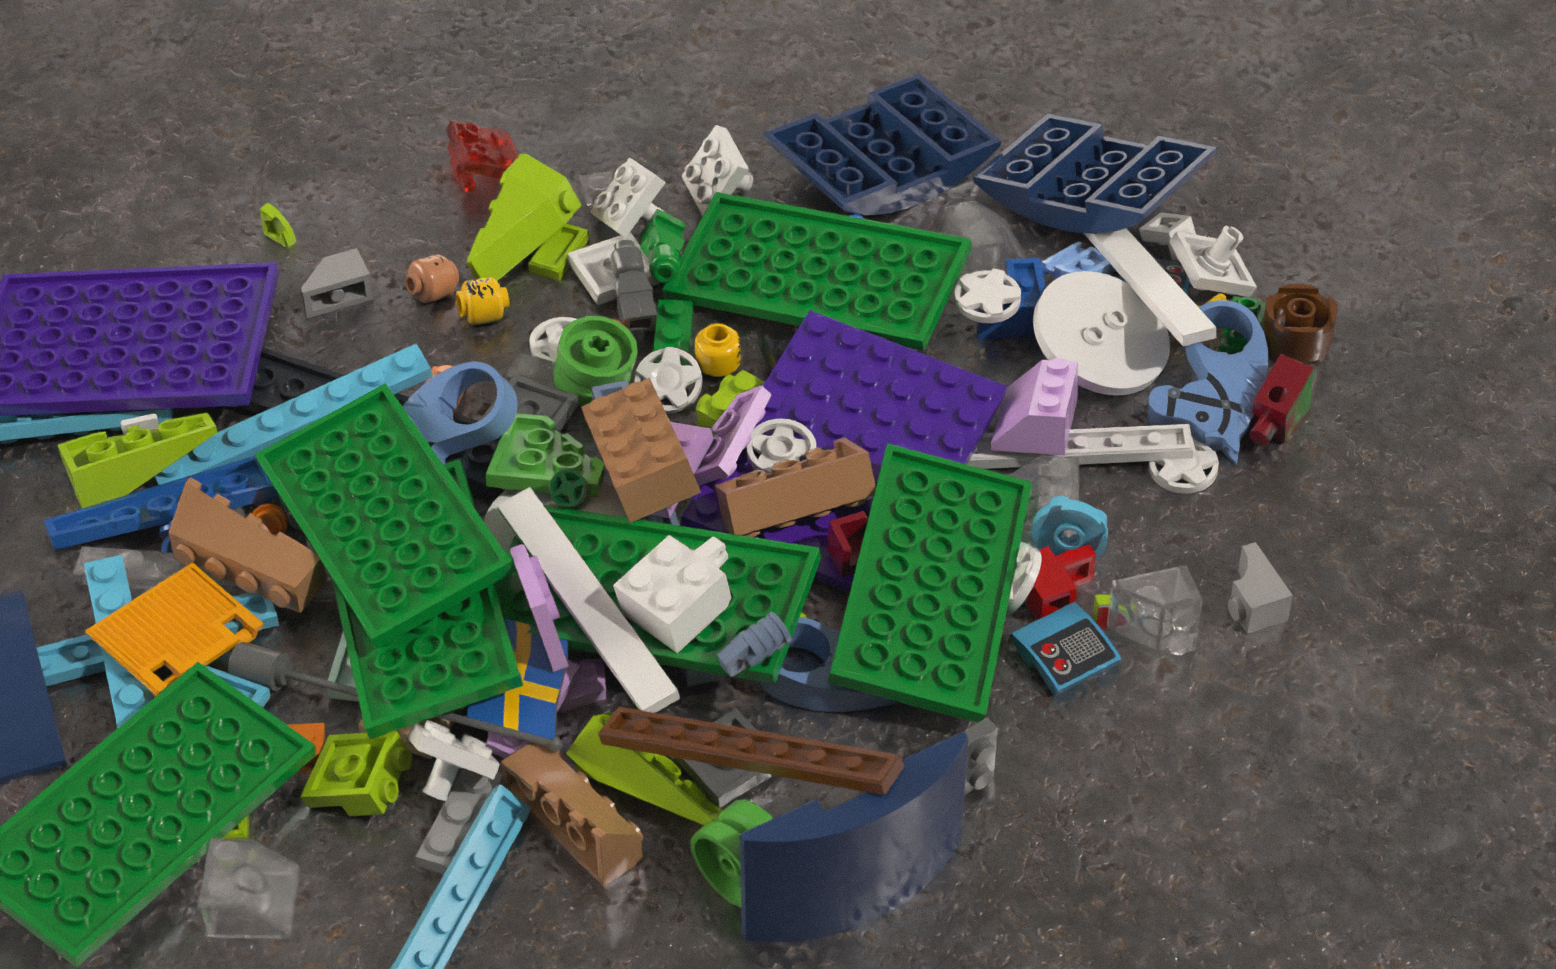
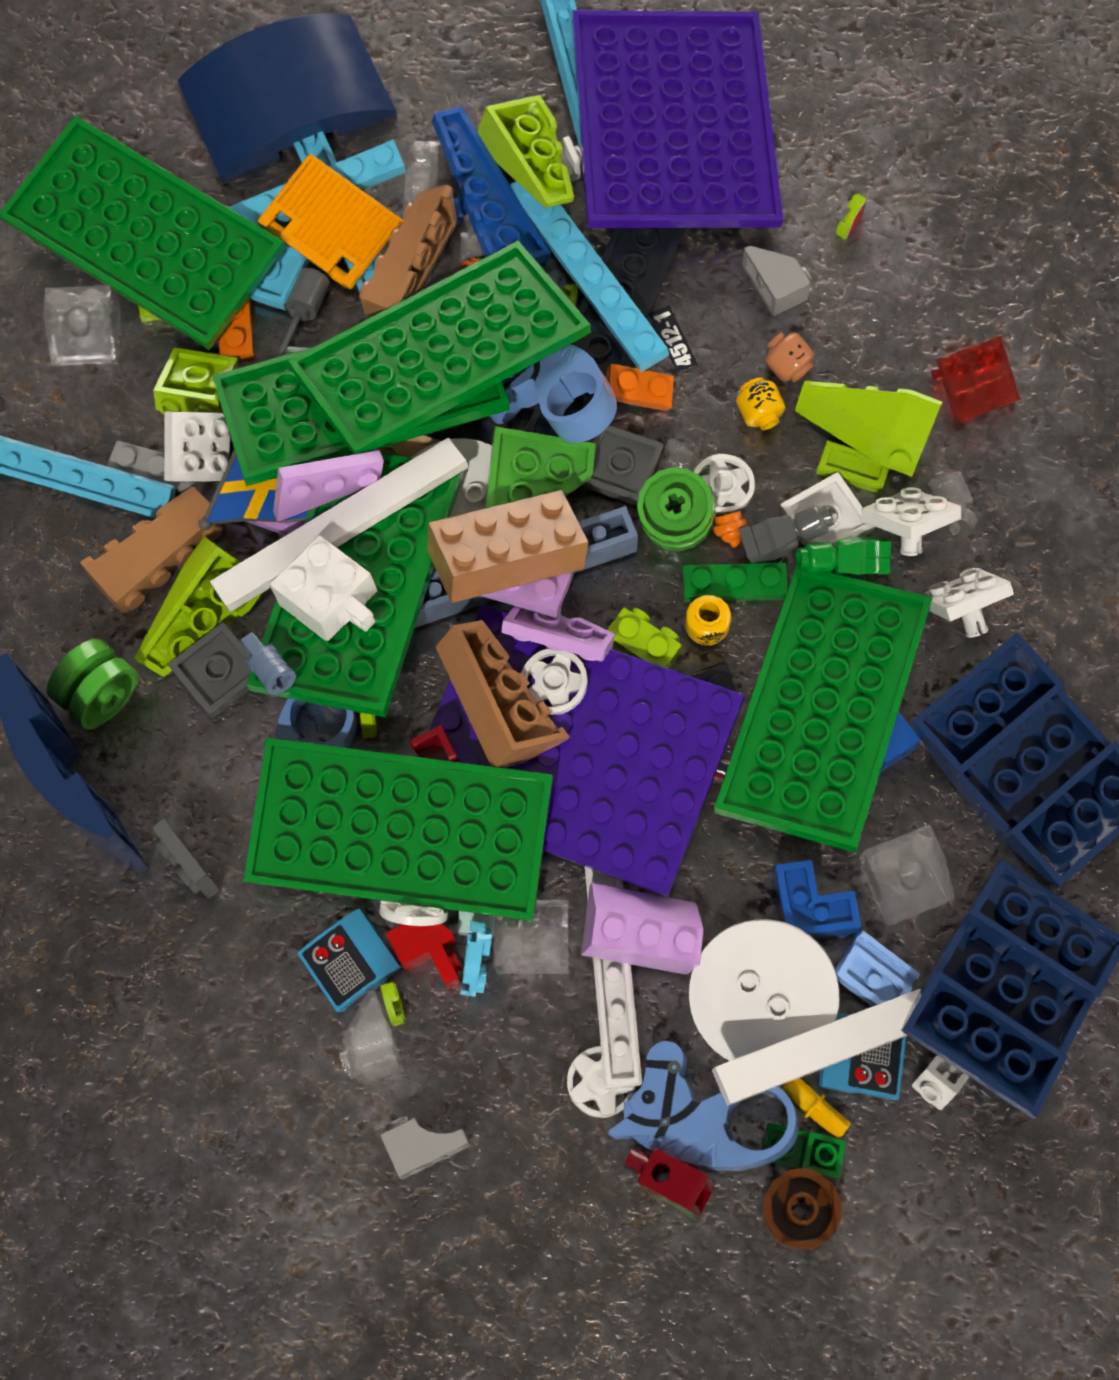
camera: 90 degrees right, 25 degrees up
(566, 483) = (469, 494): dark green wheel -> none
(671, 377) = (670, 580): white wheel -> none
(753, 750) = (128, 667): reddish brown tile -> none
(987, 292) = (789, 871): white wheel -> none
(1214, 262) = (907, 1131): white plate -> none

